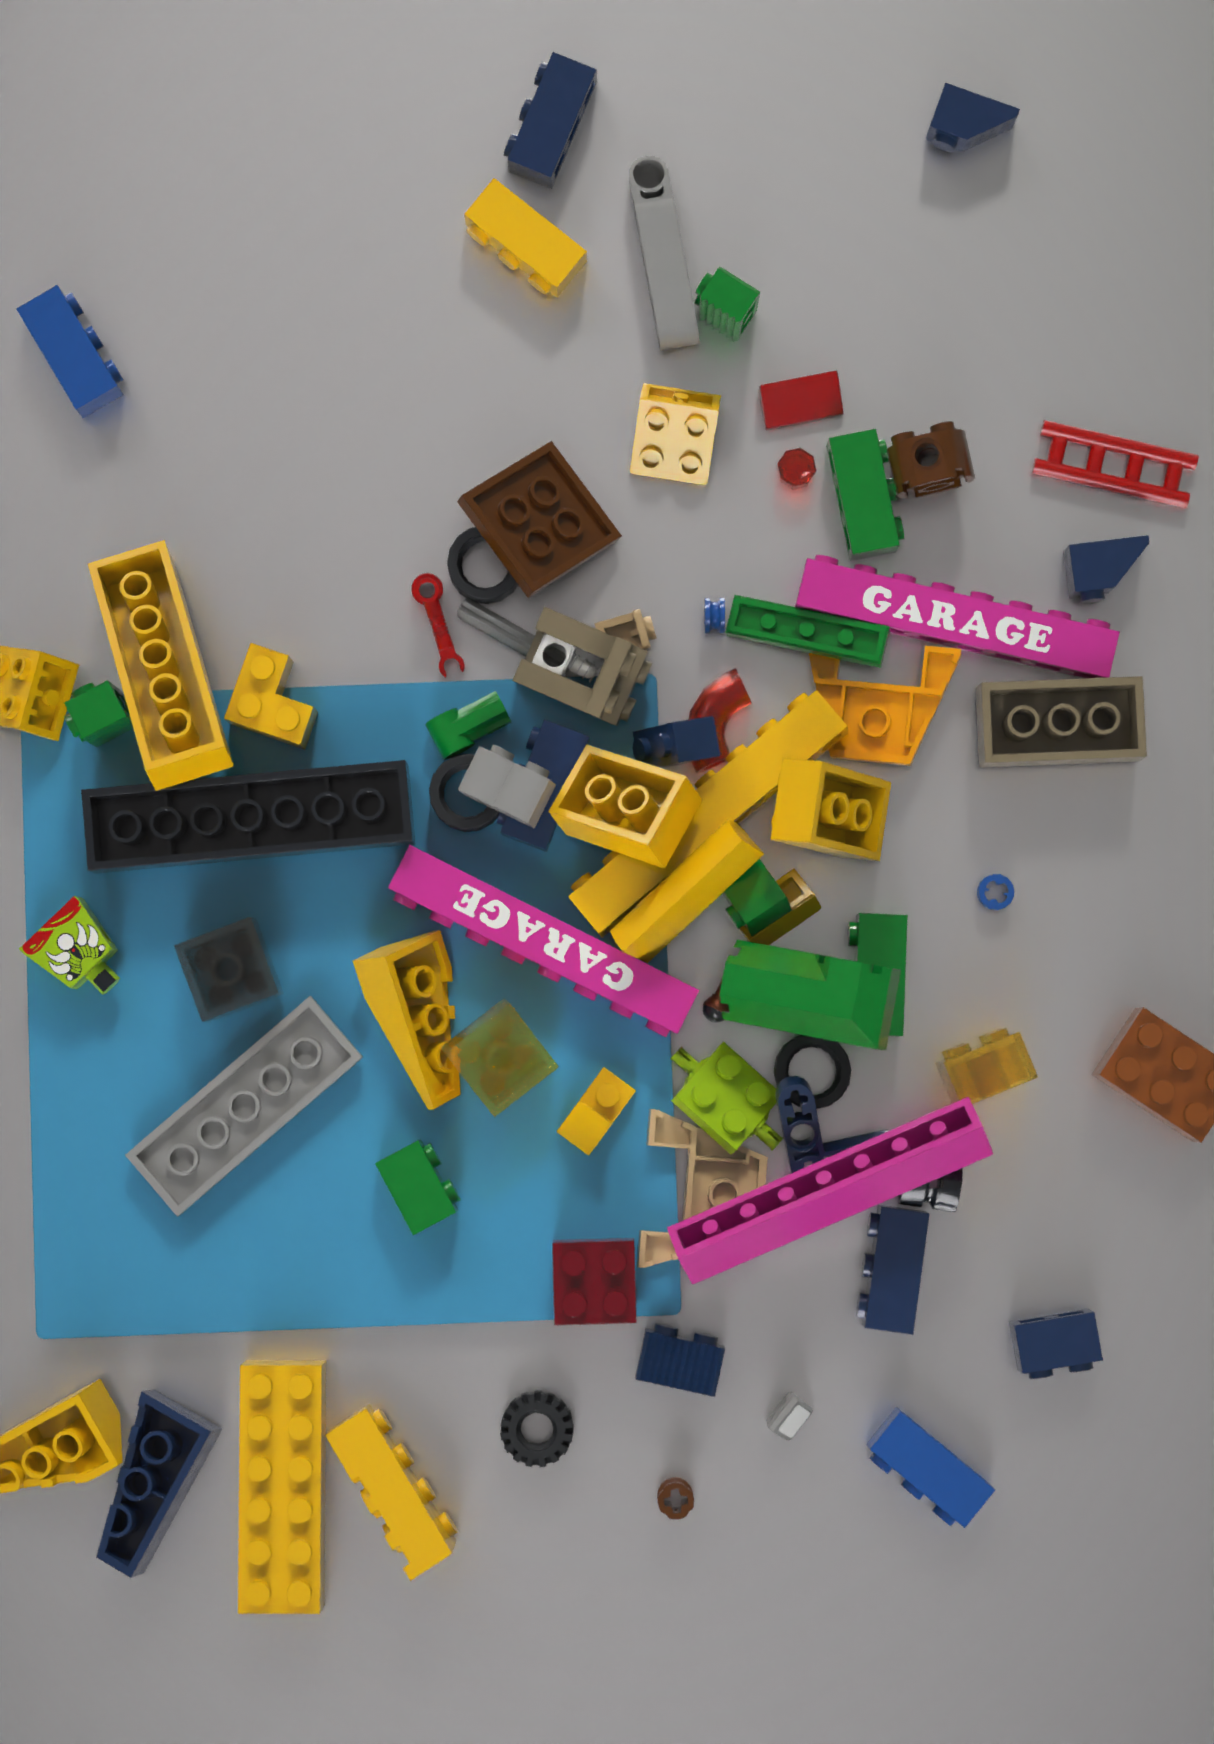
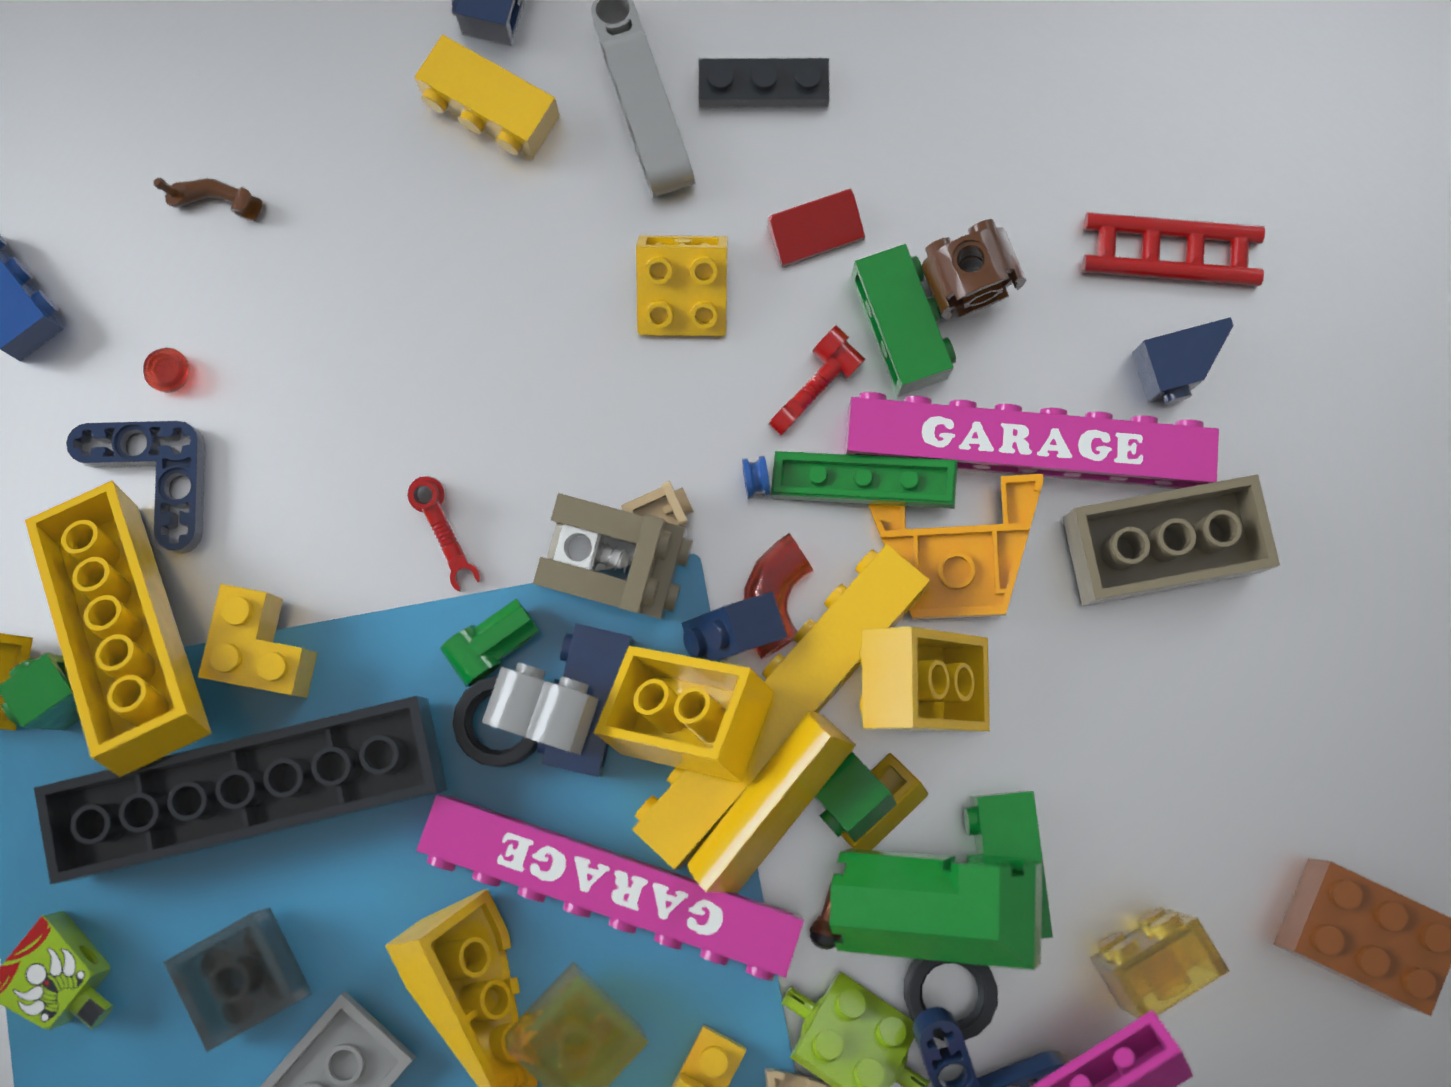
camera: 10 degrees left, 5 degrees down
(207, 531) = (168, 465): none -> dark blue beam
(213, 445) = (166, 370): none -> clear red plate
(246, 286) = (190, 191): none -> reddish brown piece
(464, 587) = (476, 425): black tyre -> none
(504, 630) = (519, 528): light grey axle -> none
(539, 519) = (540, 397): reddish brown plate -> none
(726, 303) = (718, 130): green brick -> none
(775, 257) = (764, 82): none -> black plate
(796, 468) = (822, 302): clear red tile -> none
(802, 520) = (838, 358): none -> red brick
(993, 903) = (1125, 760): blue bush -> none

